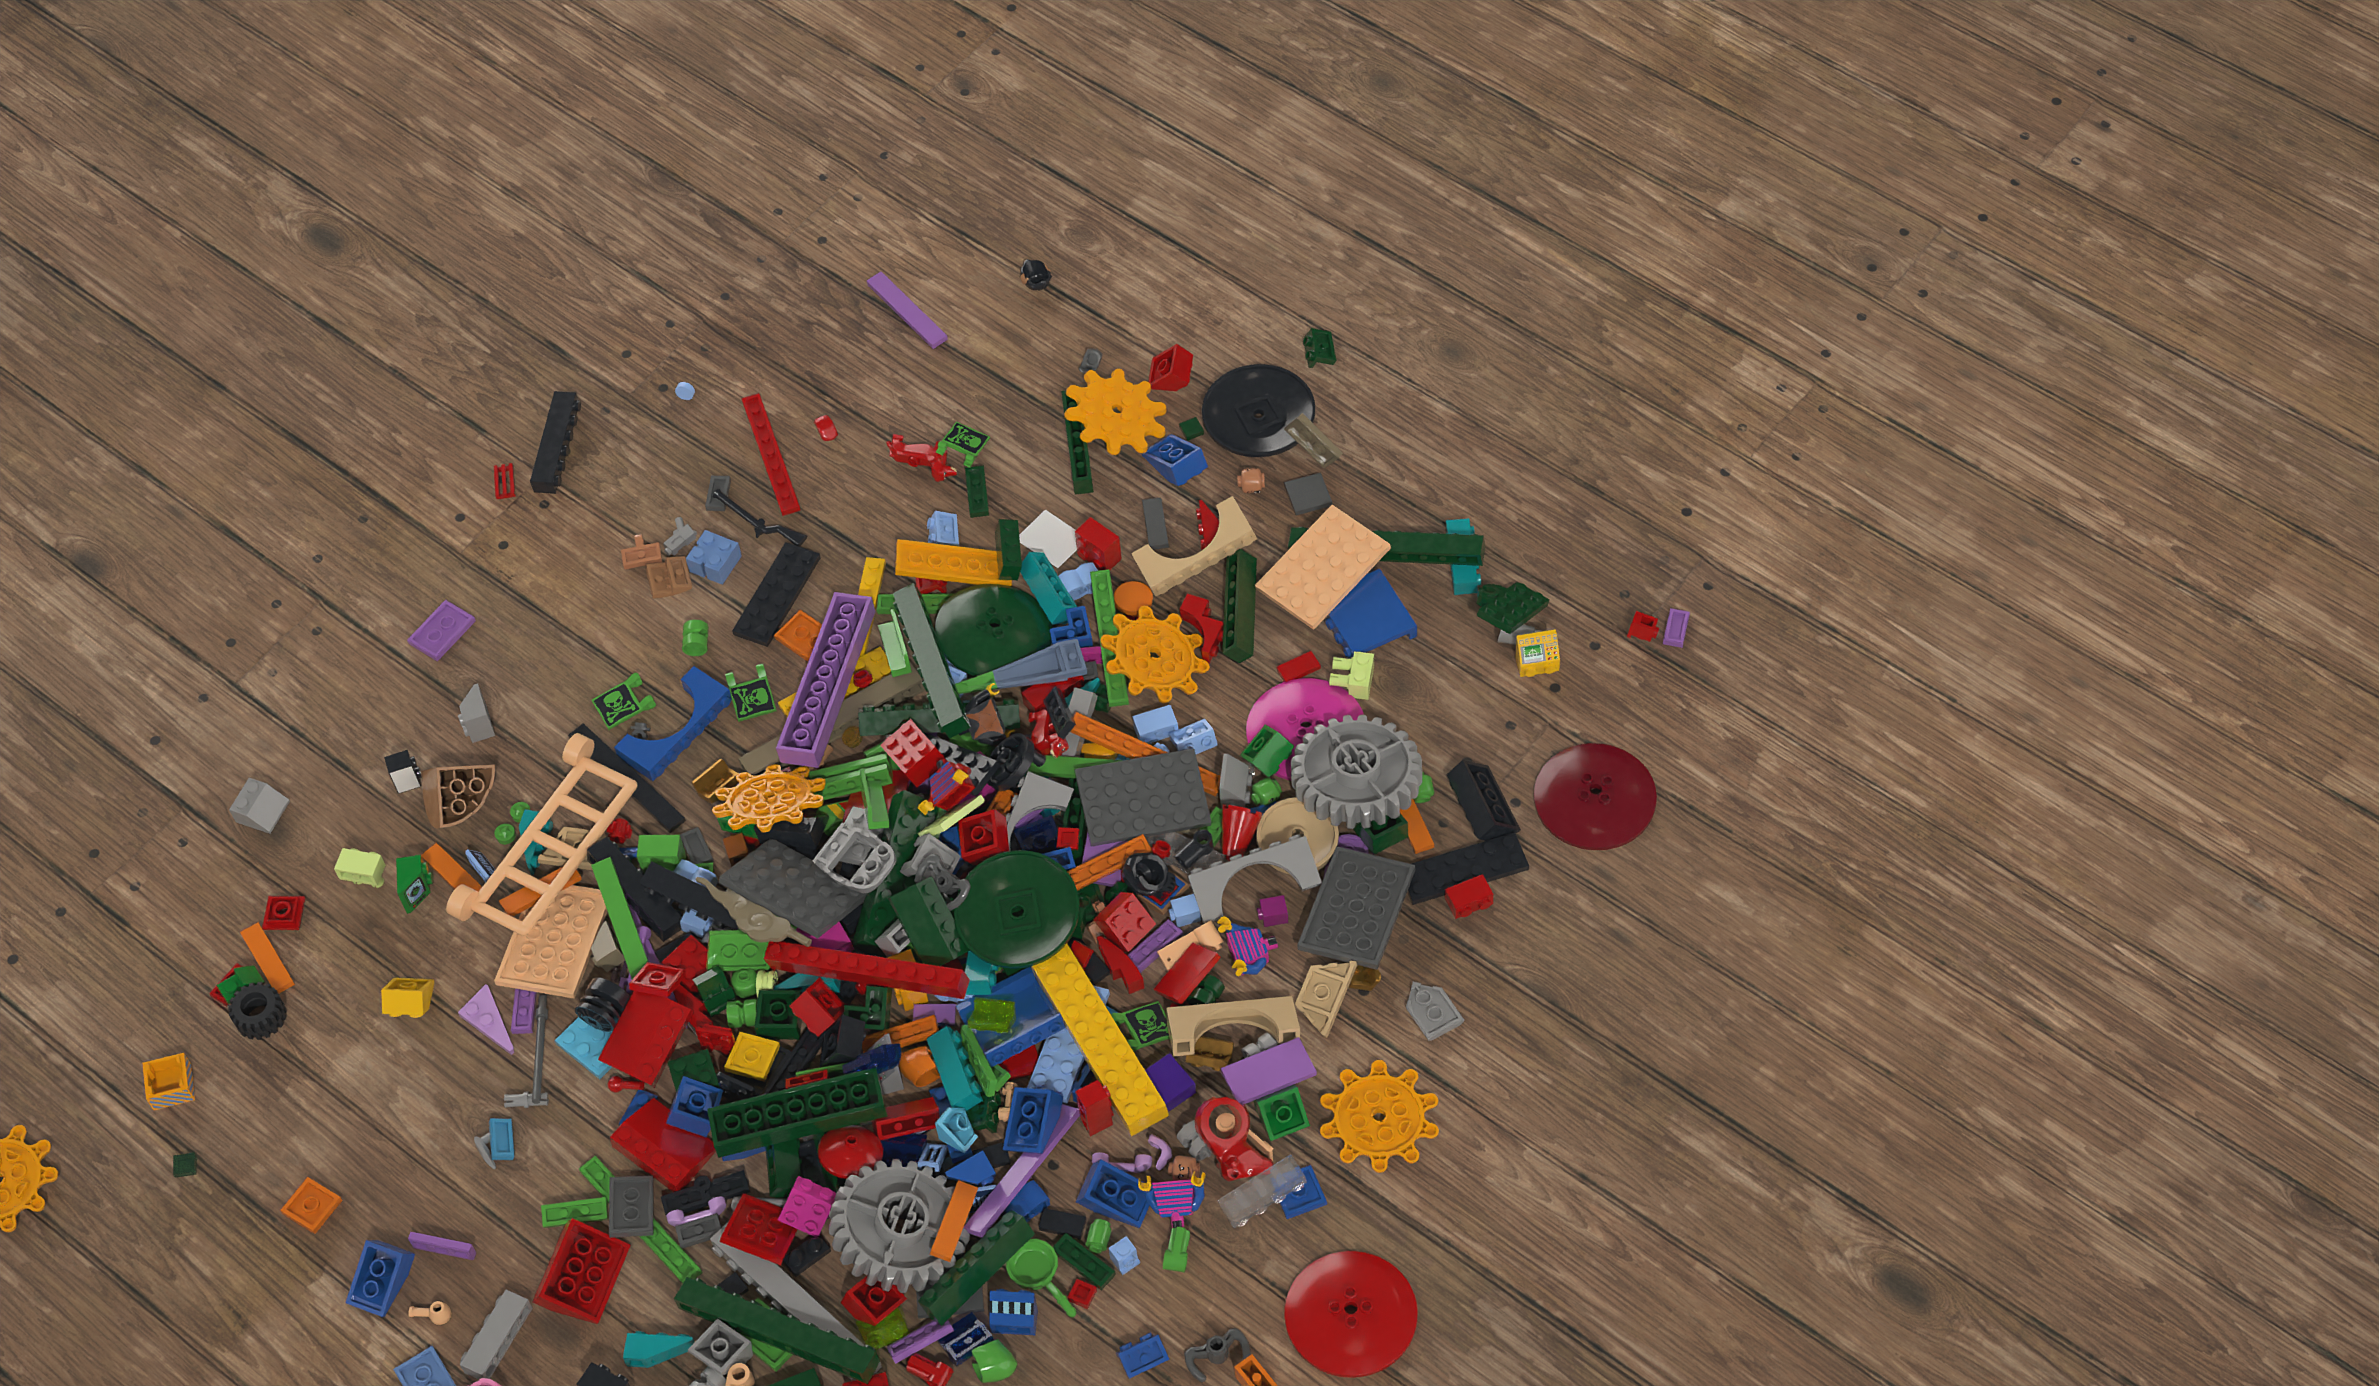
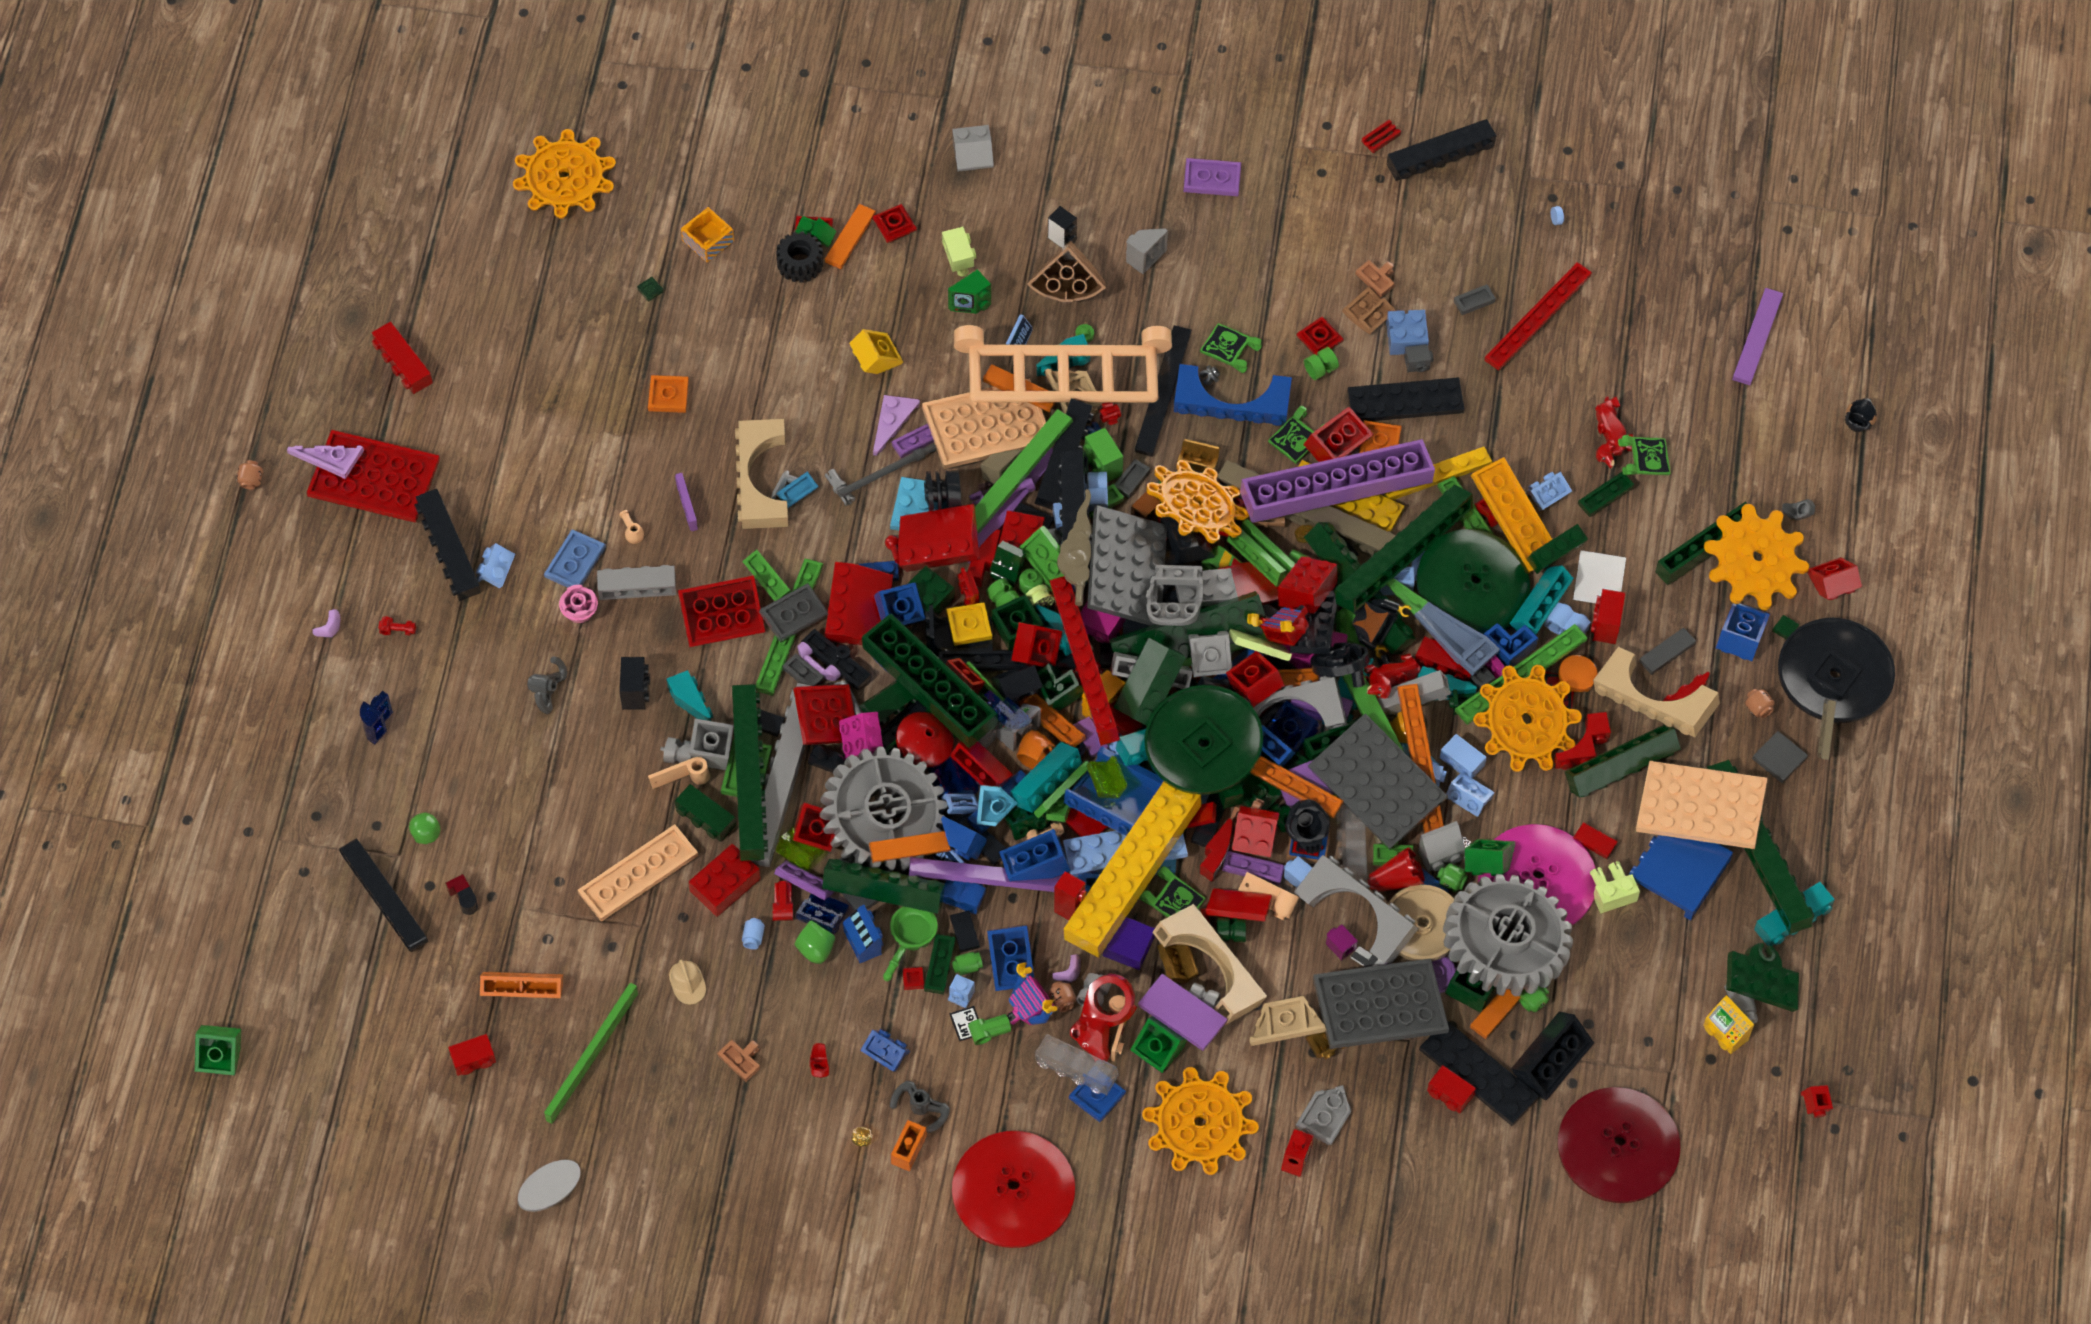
camera: 55 degrees right, 5 degrees up
(379, 1276) = (638, 474): blue slope -> none
(448, 868) = (1001, 316): orange tile -> none
(494, 1186) = (754, 439): none -> tan arch
(505, 834) = (1058, 334): bright green tile -> none
(657, 979) = (986, 515): red tile -> none
(661, 635) = (1315, 344): none -> red piece
(681, 536) = (1415, 298): light grey piece -> none
(744, 563) = (1418, 358): none -> dark grey brick
(780, 661) = (1338, 437): none -> red slope
(791, 535) = (1468, 380): black piece -> none
(825, 428) = (1591, 342): red hair -> none
(862, 679) = (1359, 509): red plate -> none
(873, 802) = (1240, 579): bright green panel -> none
(894, 647) = (1400, 519): bright green panel -> none
(945, 880) = (1195, 671): dark grey piece -> none
(1059, 712) = (1413, 672): black tile -> none
(1068, 838) = (1301, 745): red plate -> none
(1142, 1162) = (1050, 961): lavender bar -> none
(1152, 1271) = (961, 1020): none -> sticker
(1161, 849) = (1342, 822): red plate -> none
(1194, 850) = (1352, 848): black piece -> none
(1246, 947) = (1292, 939): torso -> none
(1302, 900) = (1365, 958): none -> sticker
(1319, 347) = (1942, 686): dark green bracket -> none
(1456, 1046) = (1297, 1149): none -> red torso
(1676, 628) = (1838, 1130): medium lavender tile -> none

